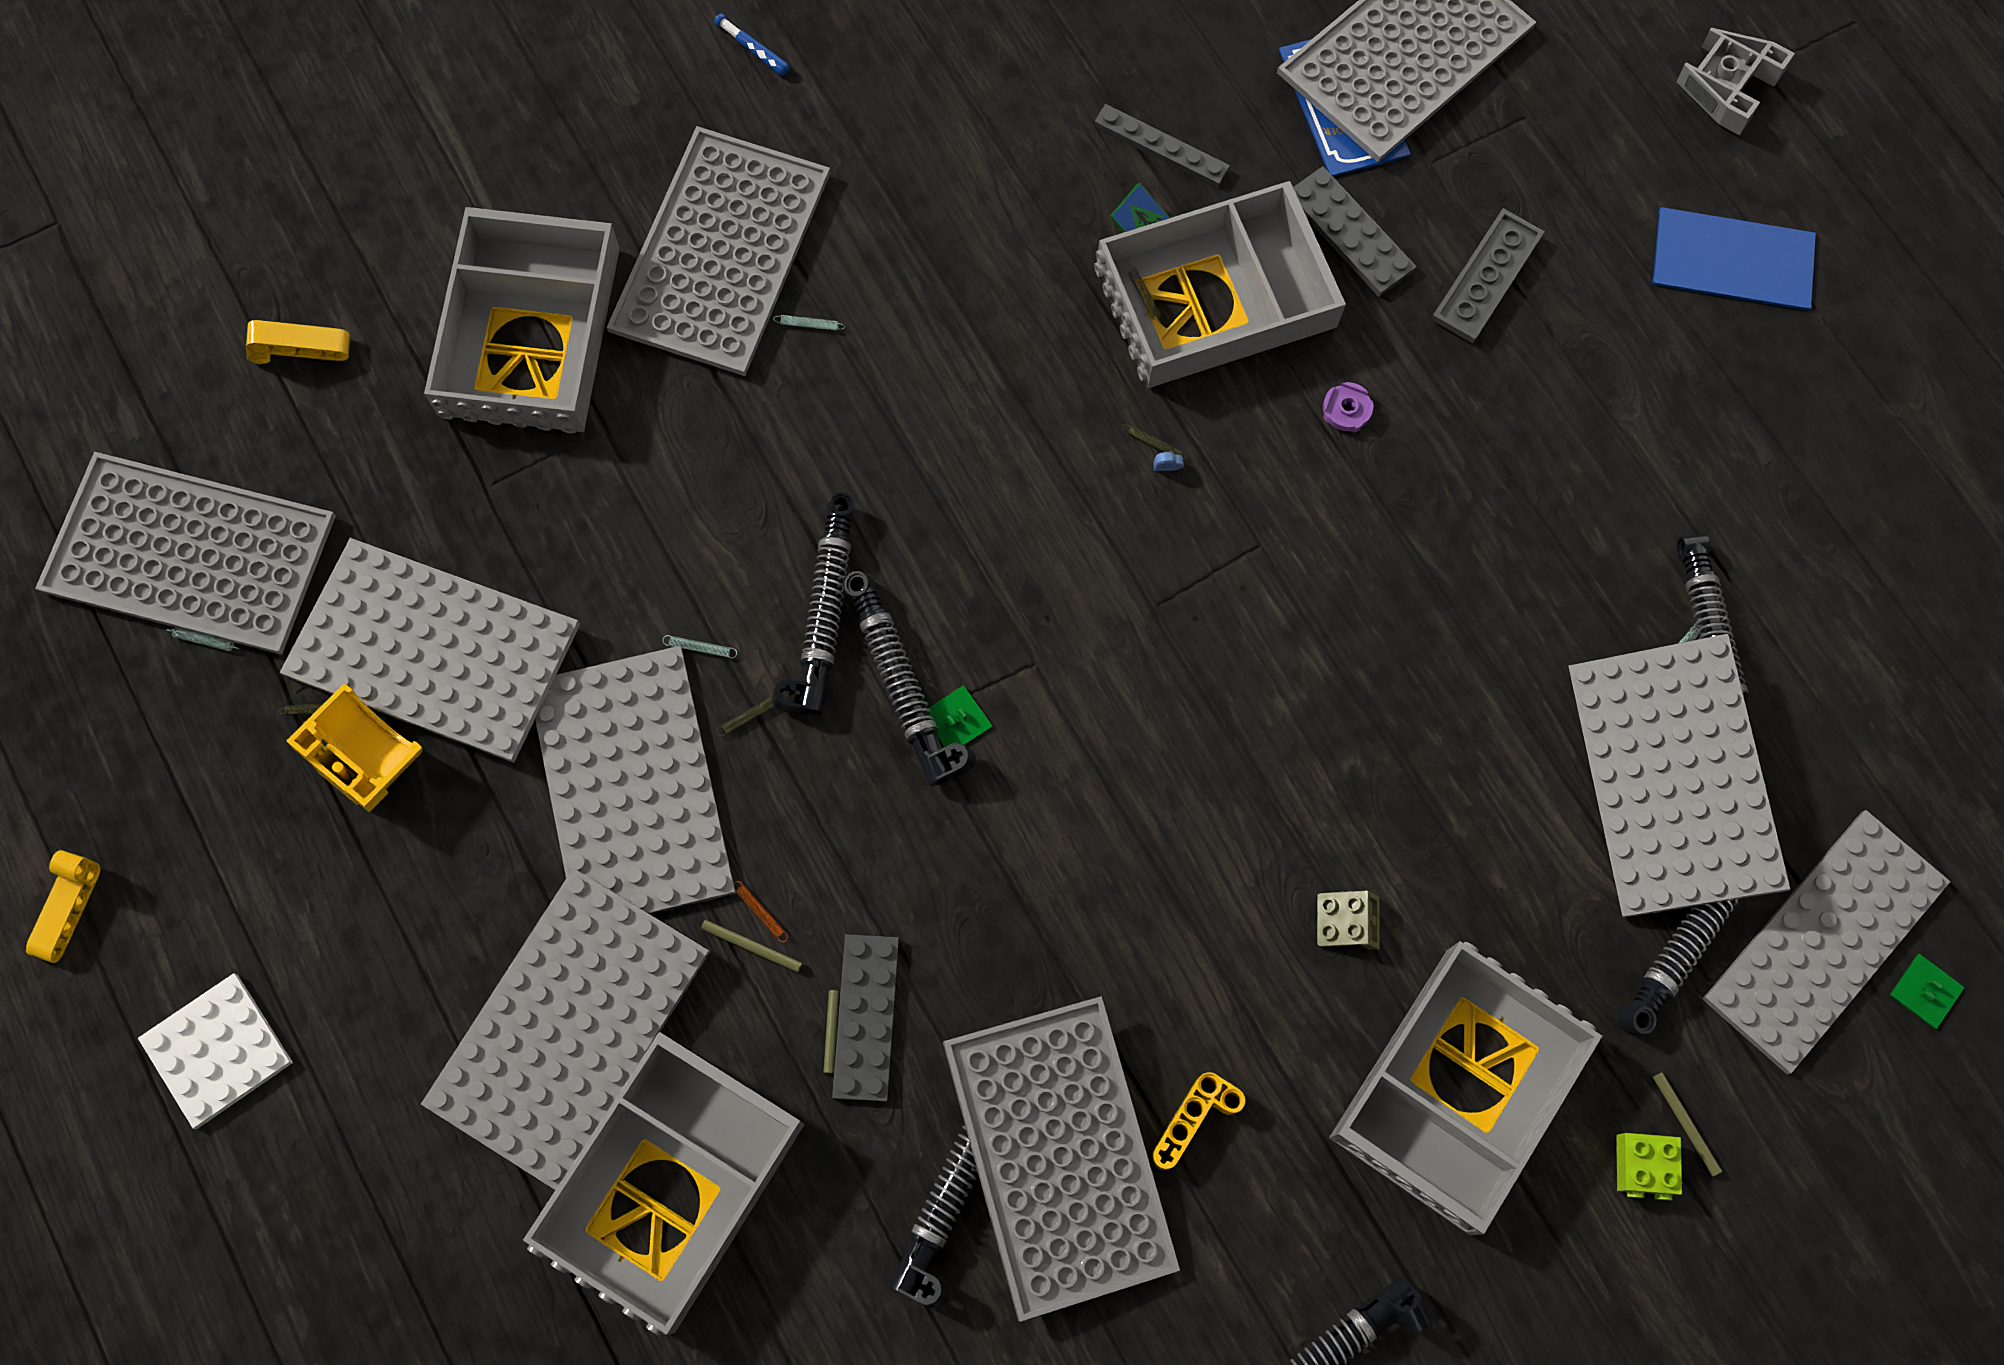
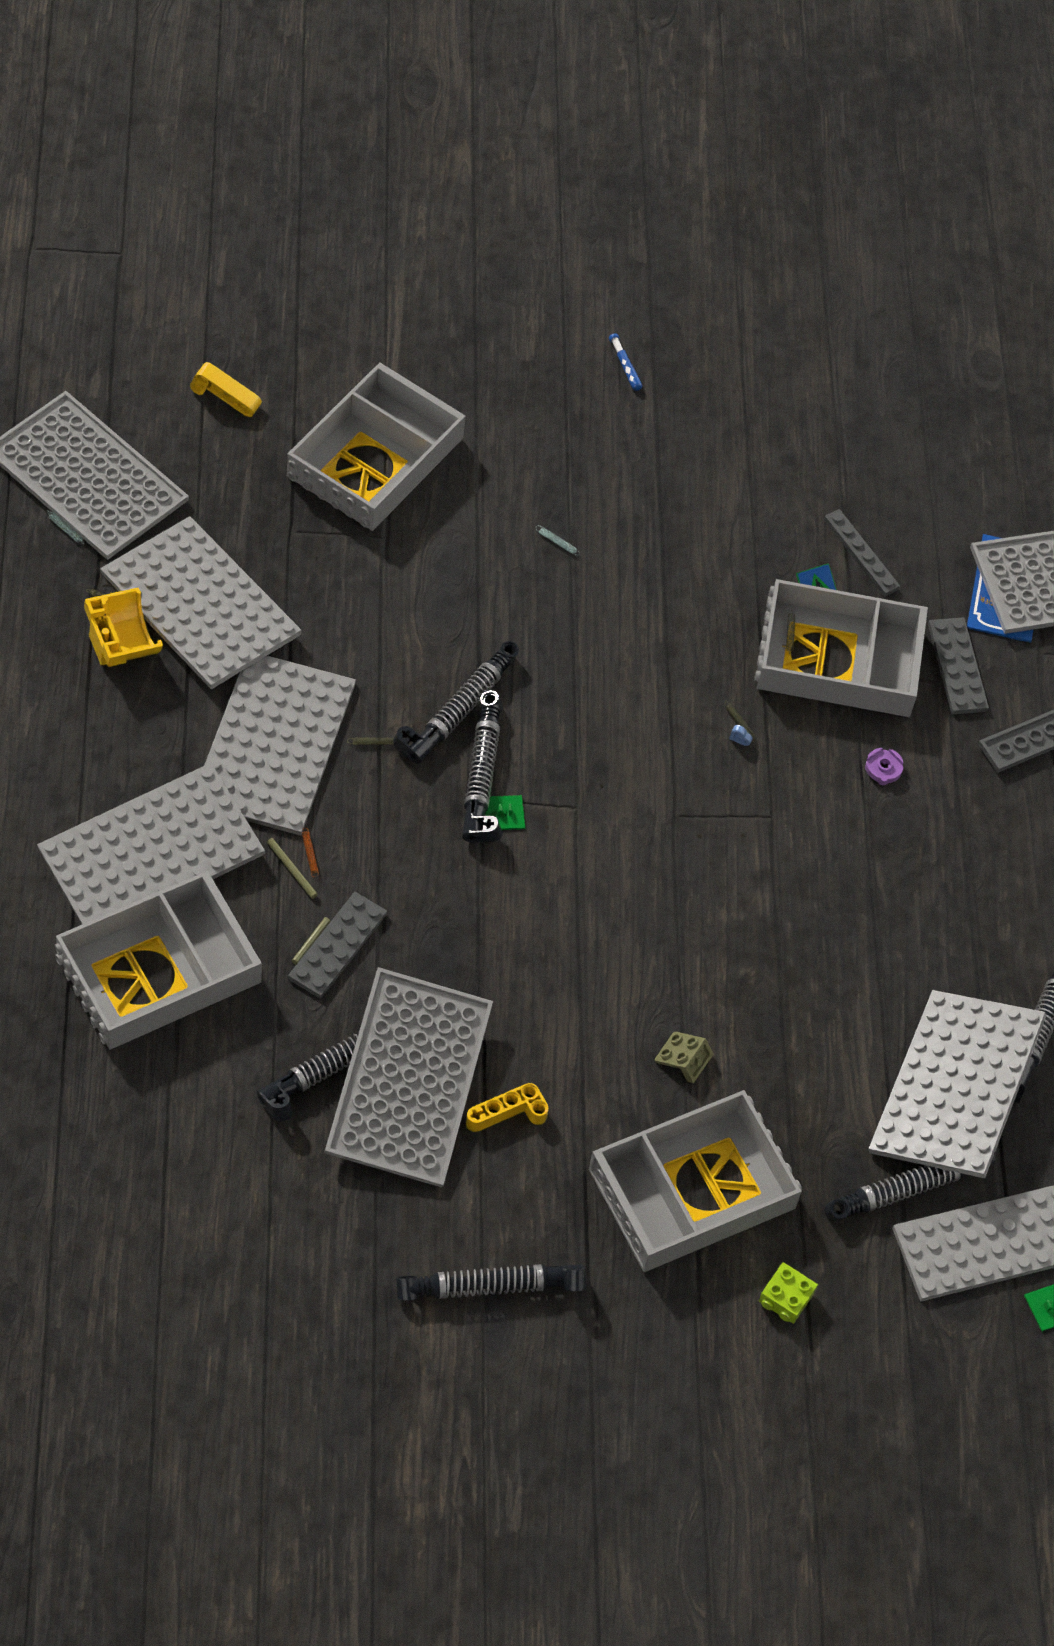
camera: 25 degrees right, 15 degrees down
(701, 645) = (369, 687): light aqua piece -> none
(719, 251) = (526, 470): light grey plate -> none
(1687, 1124) = (831, 1275): olive bar -> none

